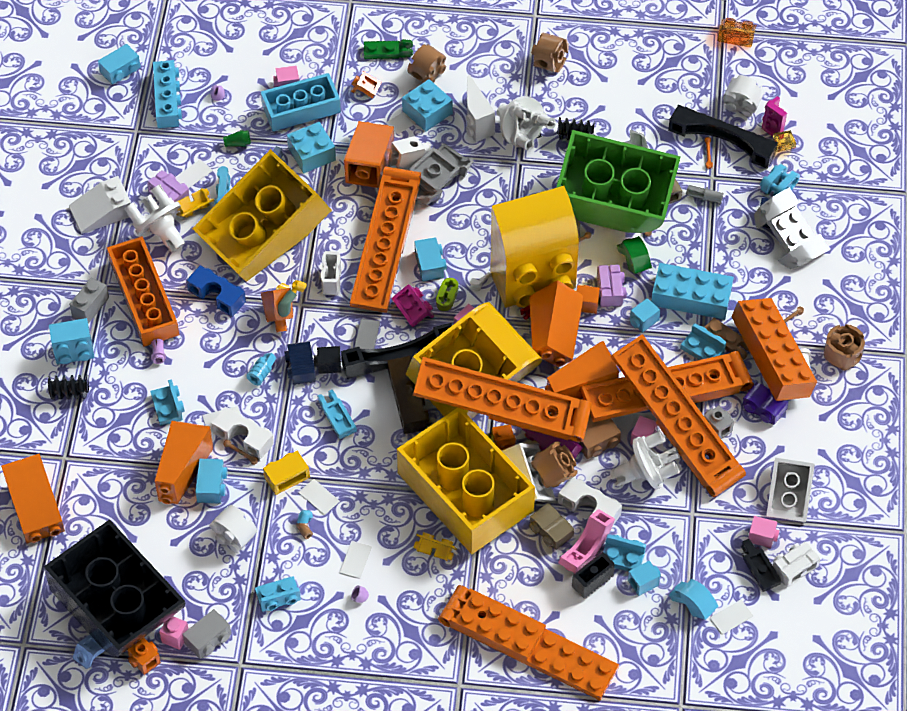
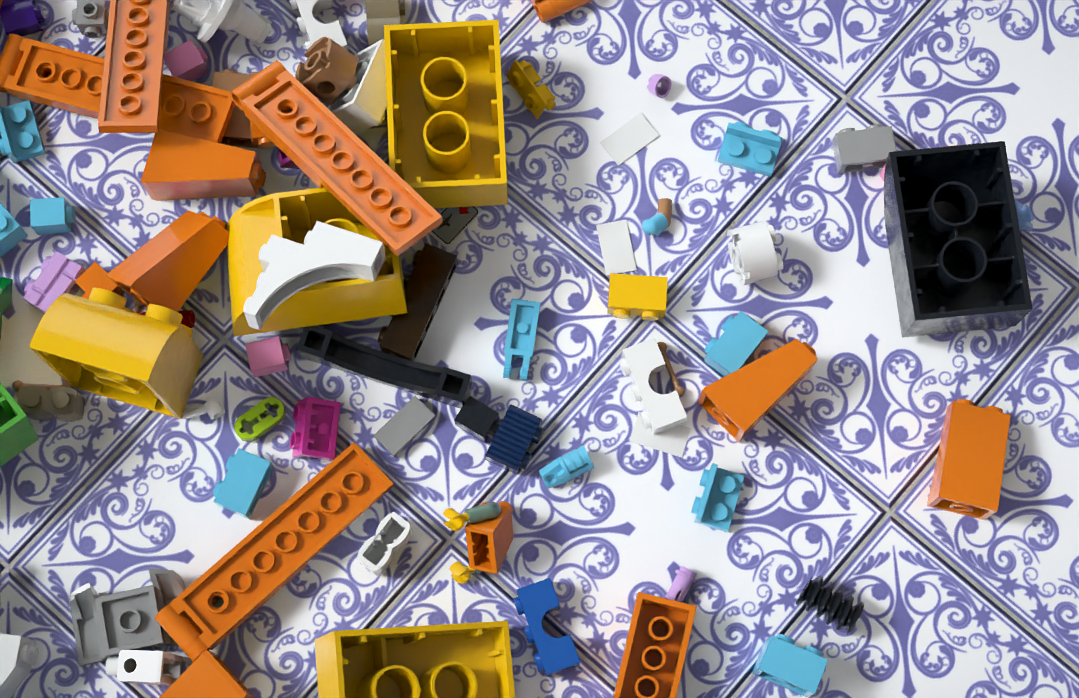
camera: 145 degrees left, 20 degrees up
(463, 338) = (325, 256): none -> white arch

